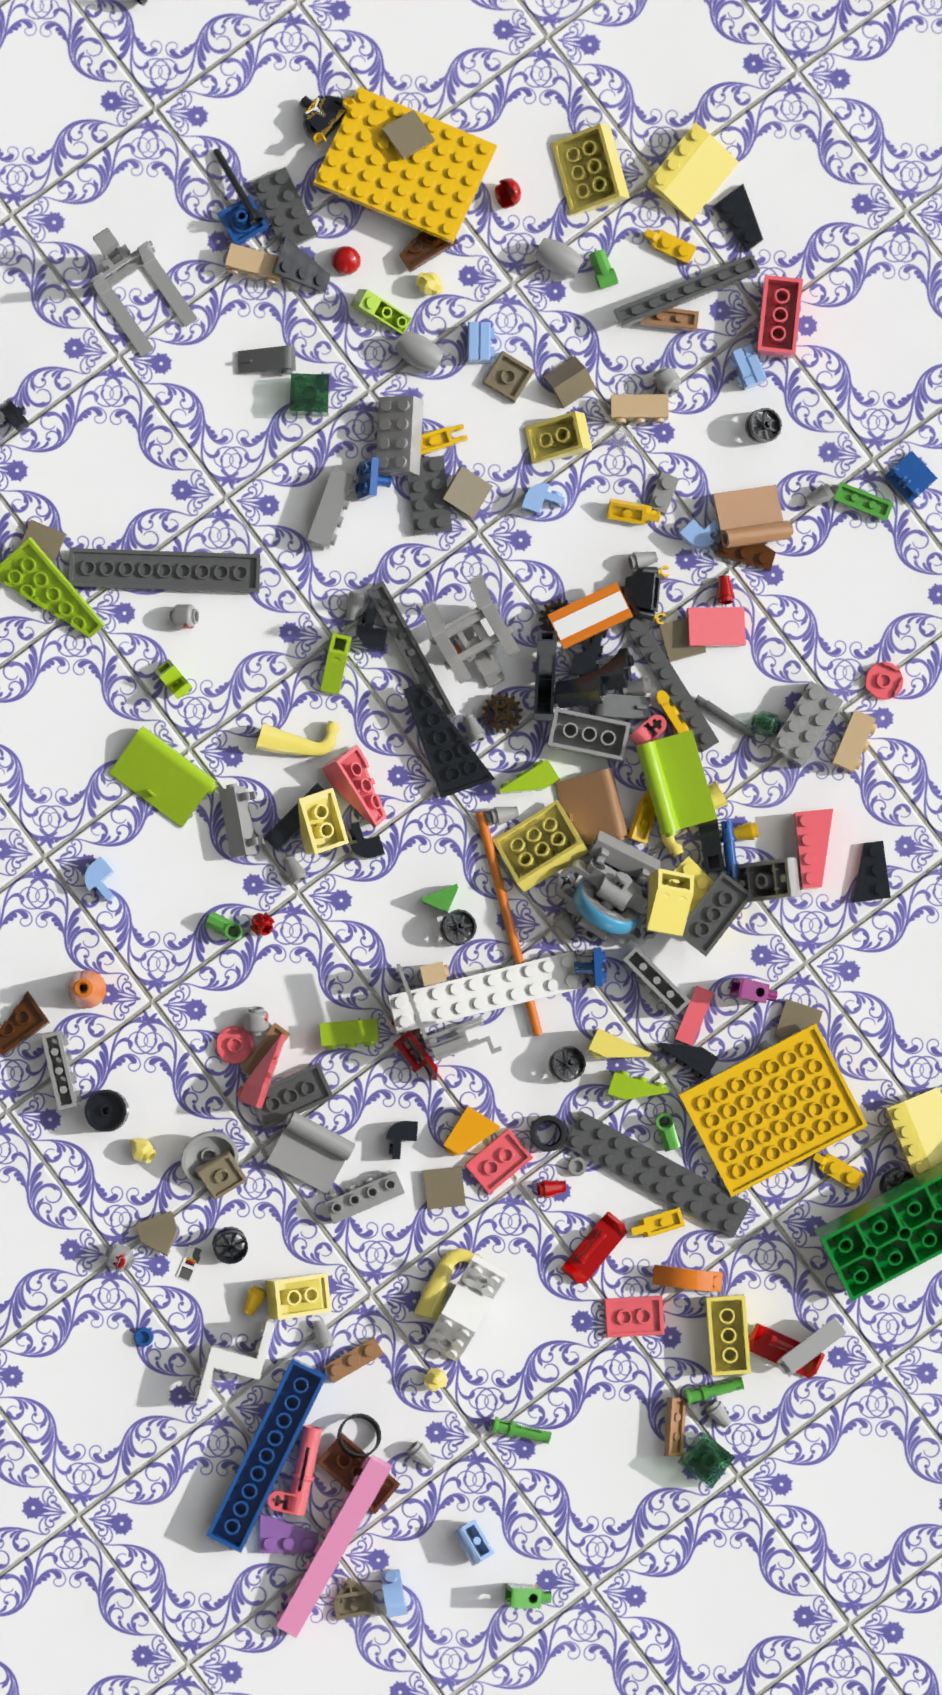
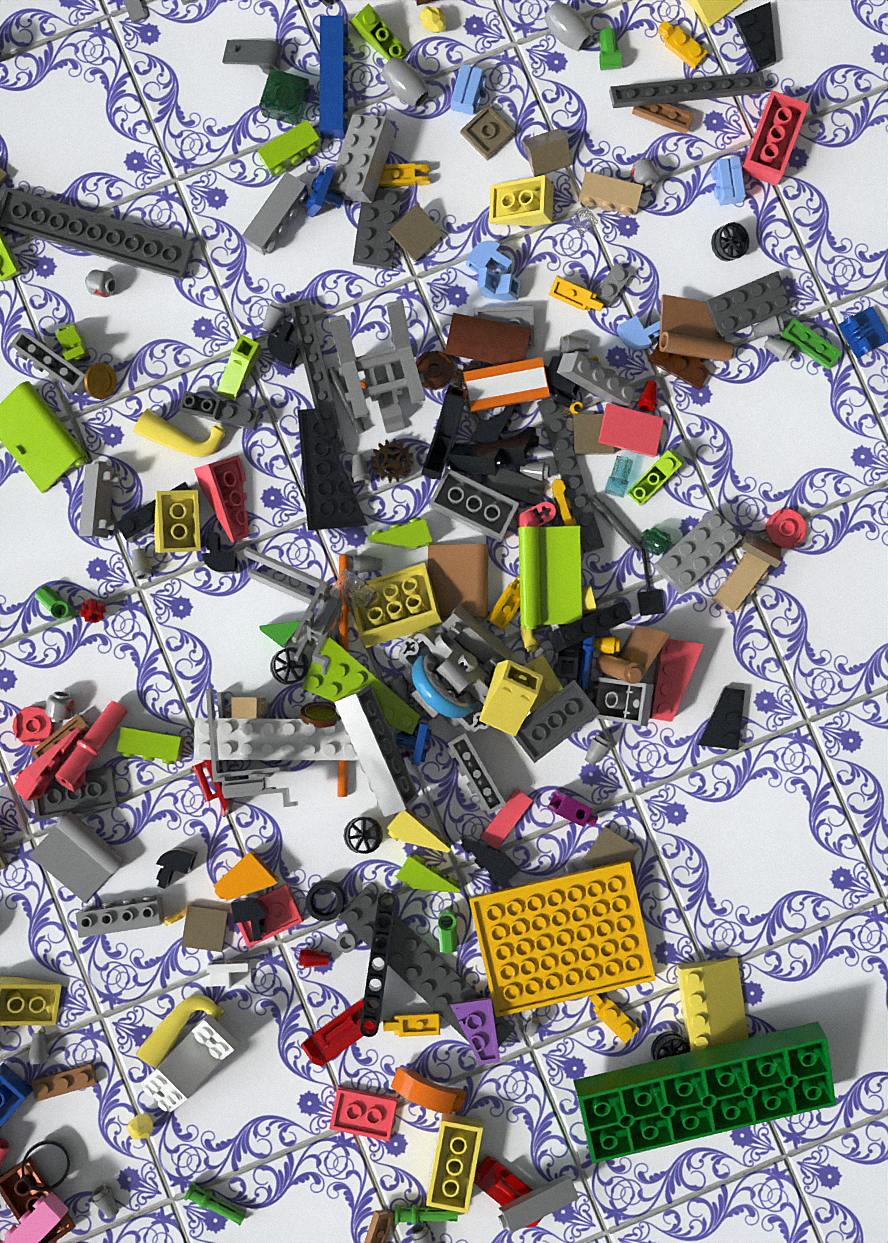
camera: 15 degrees right, 0 degrees up
(161, 703) = (48, 360): none -> light grey brick
(211, 709) = (100, 381): none -> pearl gold piece
(297, 1047) = (73, 772): none -> coral piece
(327, 442) = (290, 148): none -> lime brick
(329, 707) = (220, 411): none -> dark grey slope
(348, 363) = (332, 77): none -> blue brick
(413, 1185) = (172, 918): none -> clear yellow tile
(438, 660) = (341, 390): none -> dark grey piece
(478, 1222) = (230, 972): none -> white panel
(480, 867) = (318, 627): none -> light grey piece
(485, 1157) = (251, 910): none -> black brick
(497, 844) = (352, 590): none -> clear wing
(499, 963) = (320, 714): none -> reddish brown tile
(517, 929) = (348, 675): none -> lime wing
(519, 615) = (436, 369): none -> reddish brown tile
(558, 523) = (498, 287): none -> light blue brick
(560, 981) = (376, 750): none -> brick
(561, 577) = (486, 340): none -> copper slope
(574, 554) = (514, 315): none -> light grey wing
(611, 1183) = (376, 972): none -> black beam
(672, 590) = (596, 378): none -> light grey brick
(716, 673) = (617, 482): none -> clear light blue piece
(718, 1208) = (479, 1027): none -> medium lavender wing
(724, 819) = (589, 626): none -> black arch
(750, 663) = (656, 476): none -> lime slope
(761, 930) = (597, 749): none -> light grey cone
(765, 1196) = (531, 1025): none -> light grey tile
(771, 836) = (634, 656): none -> medium nougat door
(775, 781) = (649, 601): none -> black piece
(795, 480) = (748, 304): none -> dark grey plate
(835, 513) = (781, 349): none -> light grey cone
(863, 706) = (761, 548): none -> dark tan tile

